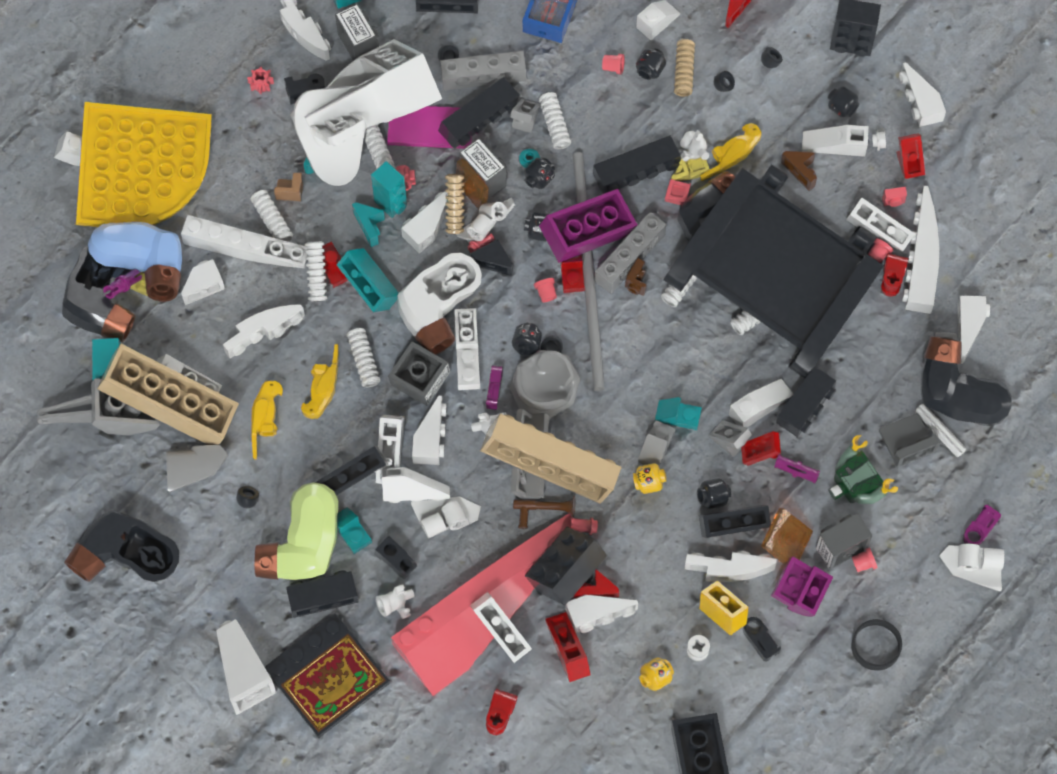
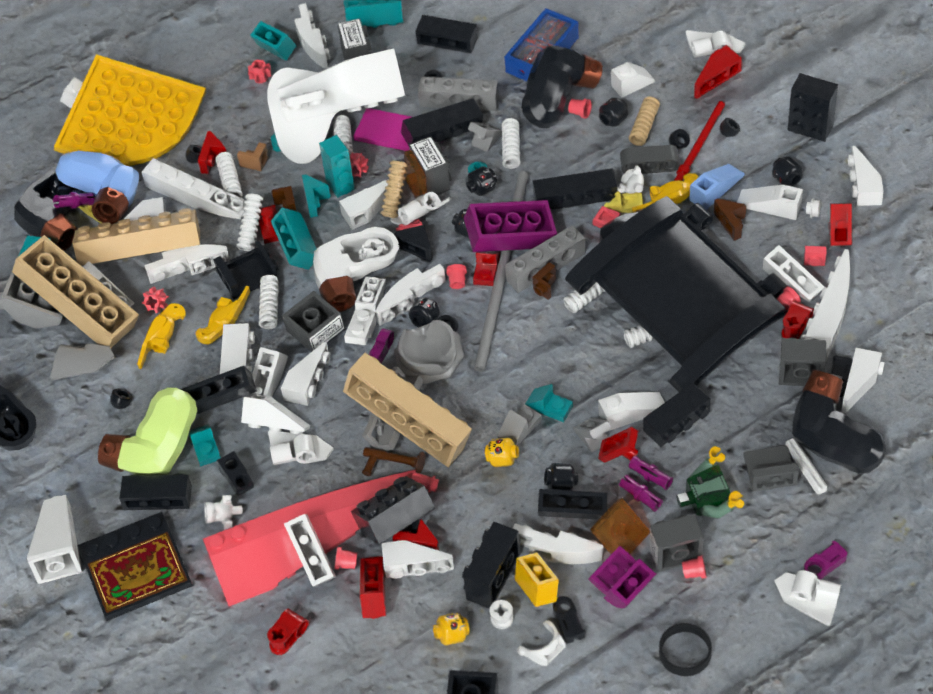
camera: 20 degrees right, 15 degrees down
(203, 312) = (136, 237): none -> tan brick
(221, 198) = (190, 153): none -> black piece
(242, 189) = (209, 151): none -> red slope
(245, 379) = (153, 304): none -> coral gear
(264, 40) = (273, 40): none -> teal brick
(328, 324) = (246, 269): none -> black panel
(344, 233) = (284, 196): none -> reddish brown bracket
(351, 424) = (236, 347): none -> white brick
(498, 323) = (402, 294): none -> white slope
(532, 624) = (345, 559): none -> coral piece
(581, 43) = (552, 80): none -> black piece
(676, 602) = (491, 564): none -> black brick
(702, 113) = (650, 159): none -> dark grey beam
(740, 118) = (685, 167): none -> red bar
(751, 680) = (548, 653): none -> white helmet
(776, 132) = (714, 184): none -> light blue slope
(793, 492) = (640, 493): none -> magenta pin
(913, 321) = (799, 359): none -> dark grey brick
(949, 319) = (841, 367): none -> black piece

